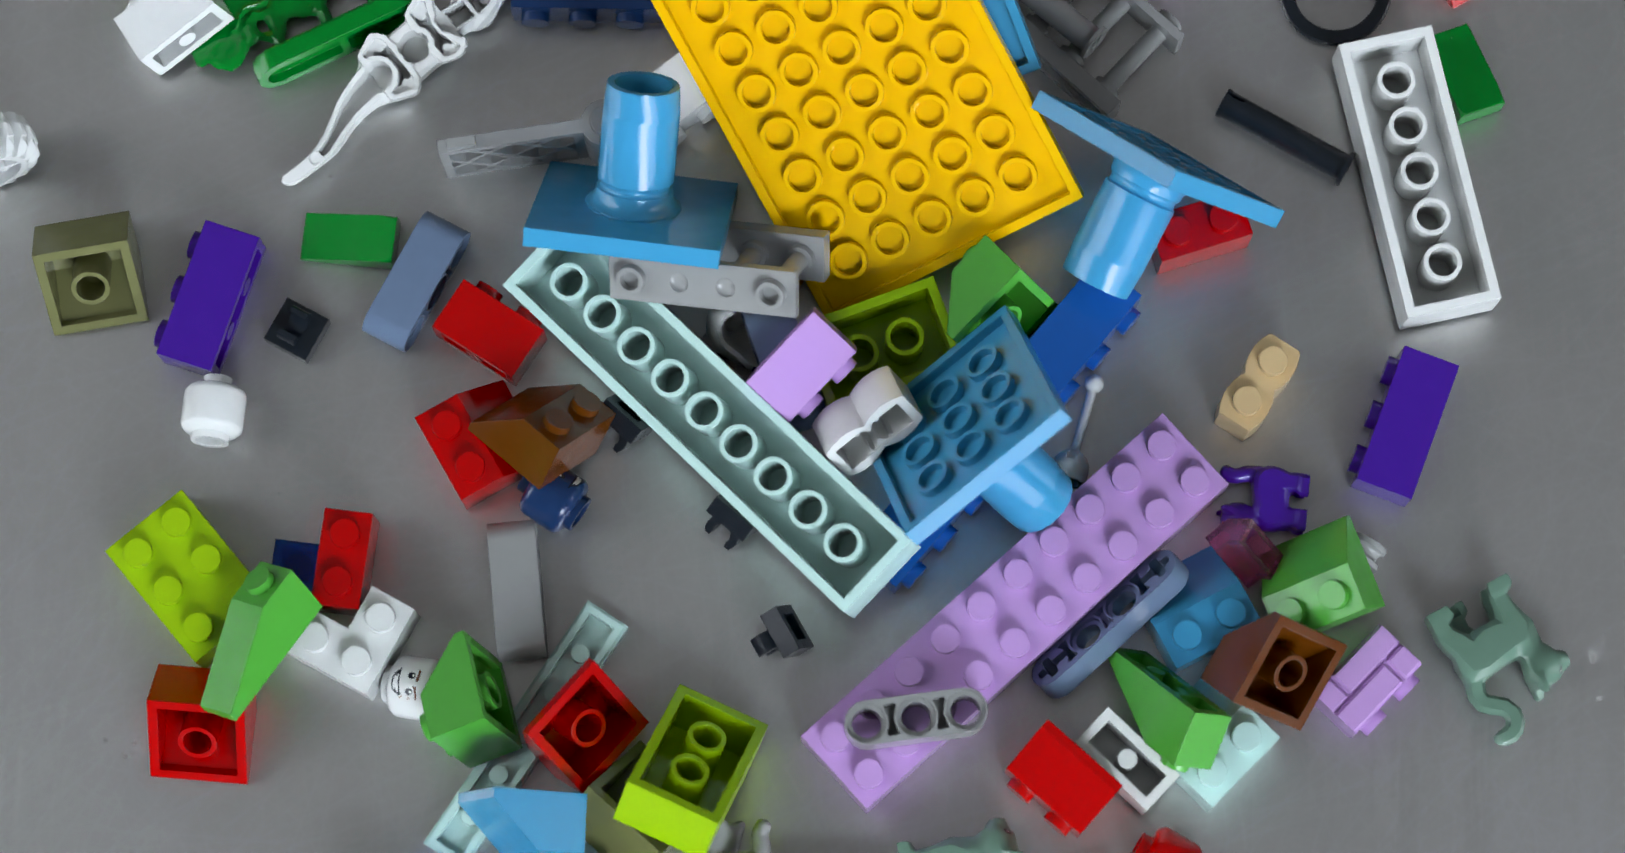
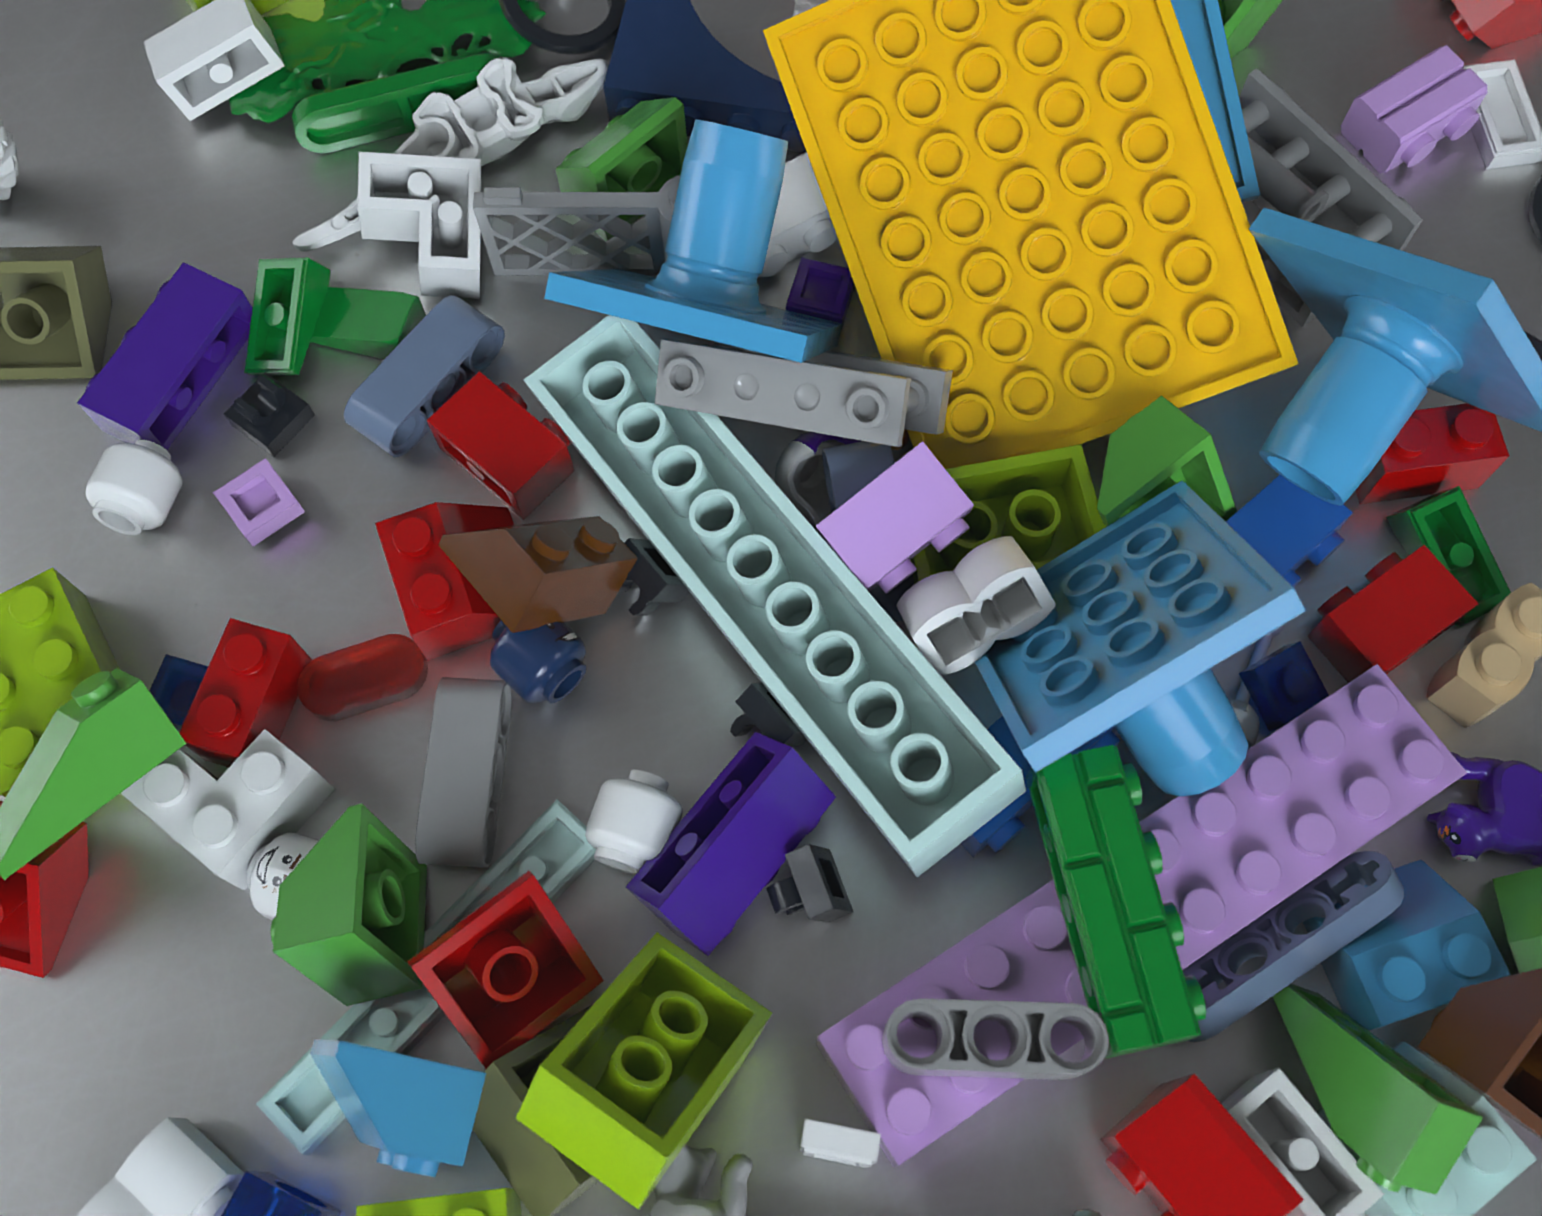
camera: 10 degrees right, 10 degrees down
(290, 247) = (284, 314): none -> green slope
(311, 406) = (259, 502): none -> lavender plate
(402, 140) = (427, 204): none -> white brick
(422, 531) = (362, 677): none -> clear red tile
(539, 73) = (630, 155): none -> bright green slope
(648, 609) = (632, 820): none -> white head
(714, 158) = (821, 290): none -> dark purple tile
(720, 612) = (732, 842): none -> dark purple brick
(825, 802) = (839, 1143): none -> white tile
(984, 614) = (1112, 901): none -> green brick
(1104, 432) = (1284, 685): none -> clear blue plate
(1178, 368) = (1392, 616): none -> red brick
(1224, 307) = (1454, 537): none -> green slope
(1245, 550) = (1483, 867): clear pink piece -> none

